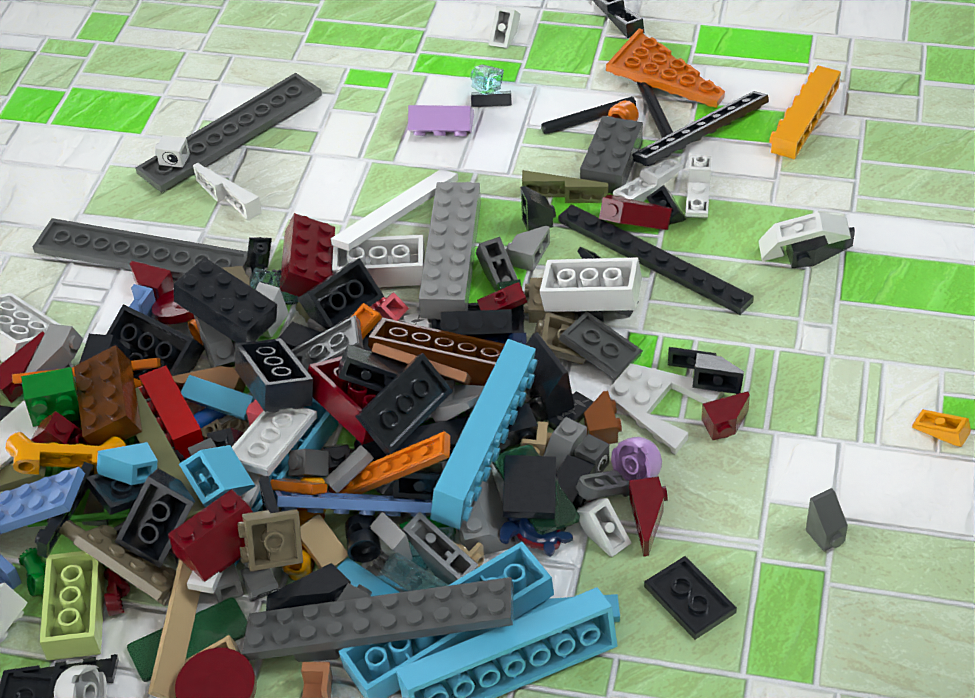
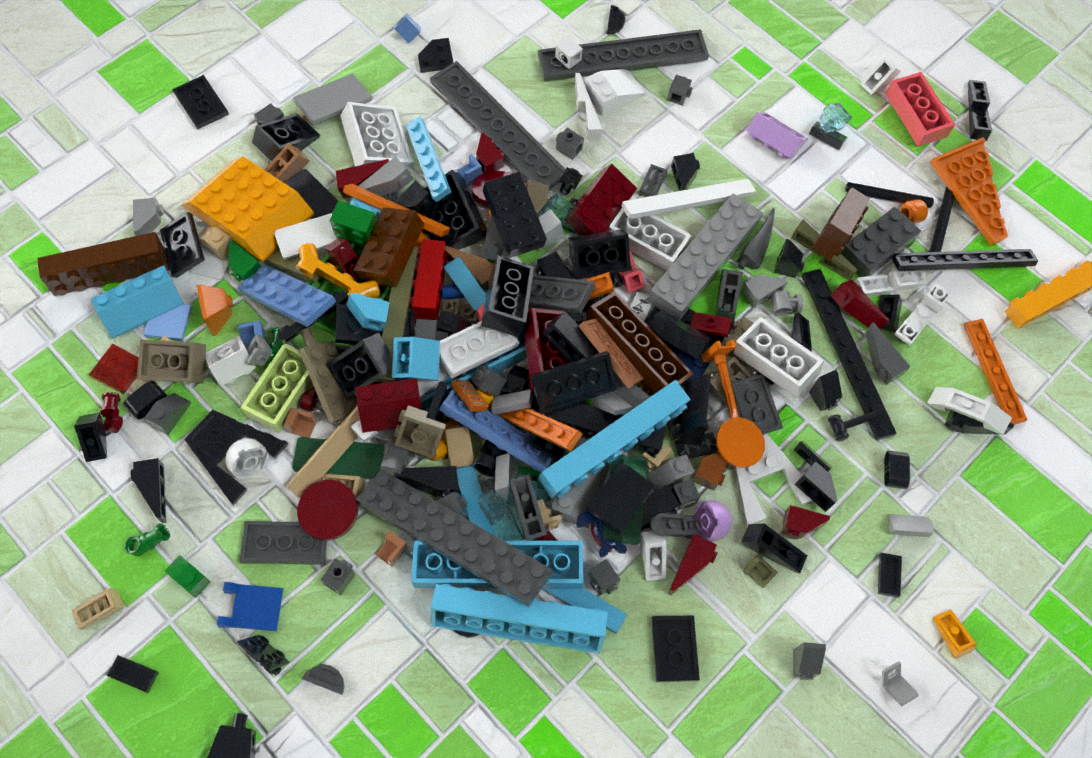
camera: 25 degrees right, 20 degrees up
(22, 581) = (258, 351): none -> light grey bracket
(23, 227) = (435, 56): none -> black plate
(86, 312) = (428, 159): none -> medium azure plate
(119, 627) = (300, 423): none -> nougat panel
(199, 107) = (616, 20): none -> black tile
(232, 228) = (569, 143): none -> dark grey brick
(242, 163) = (612, 89): none -> white slope
(313, 130) = (680, 90): none -> dark grey brick
(343, 206) = (648, 193): none -> dark grey tile
(370, 191) = (684, 170): none -> black slope
(495, 218) = (755, 250): none -> dark grey piece
(562, 33) = (919, 109): none -> coral brick
(562, 248) = (784, 304): none -> light grey piece
(564, 151) = (842, 224): none -> brick
(568, 574) = (604, 578): none -> dark grey brick
(602, 376) = (737, 438): none -> orange piece
(660, 294) = (827, 391): none -> black slope
(690, 240) = (885, 358): none -> dark grey slope
(698, 320) = (839, 427): none -> black piece
(712, 450) = (774, 547): none -> black slope
(719, 481) = (760, 571): none -> olive tile
(778, 324) = (897, 469): none -> black beam
(793, 196) = (995, 370): none -> orange tile
(829, 364) = (910, 525): none -> light grey slope
(843, 414) = (889, 575): none -> black tile
(925, 497) = (897, 685): none -> light grey bracket

